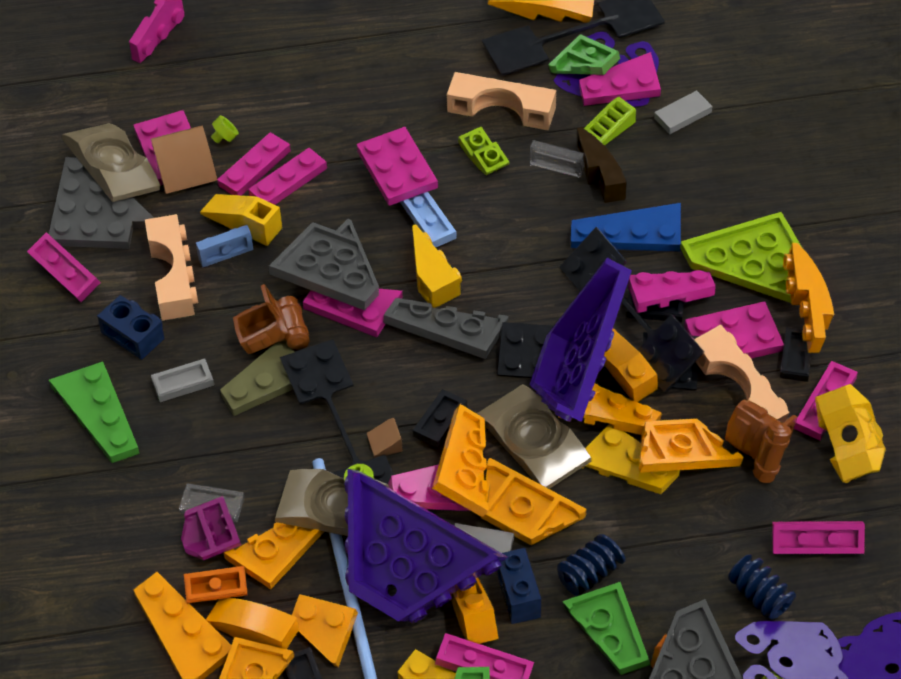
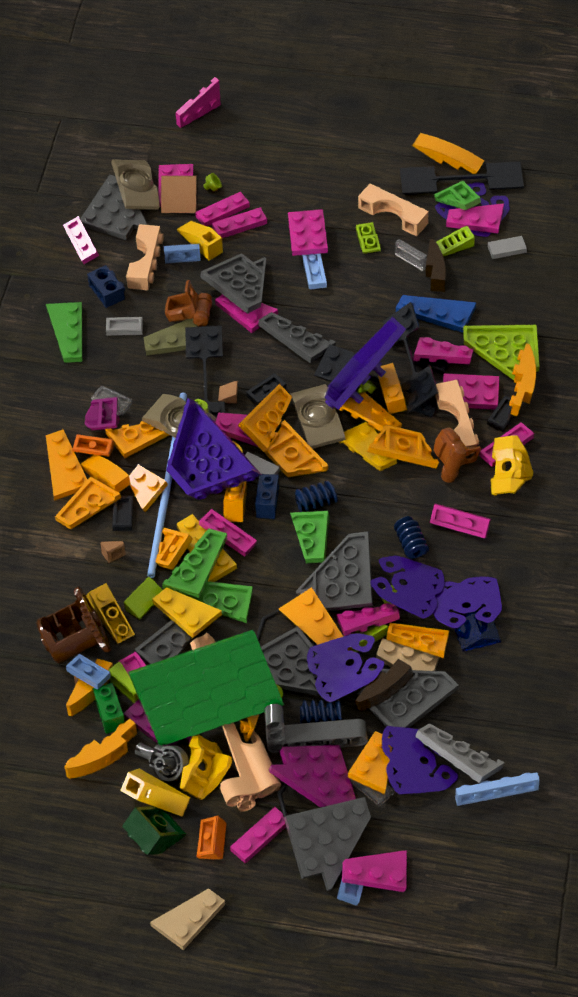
camera: 20 degrees right, 0 degrees up
(435, 277) = (300, 302): yellow slope -> none

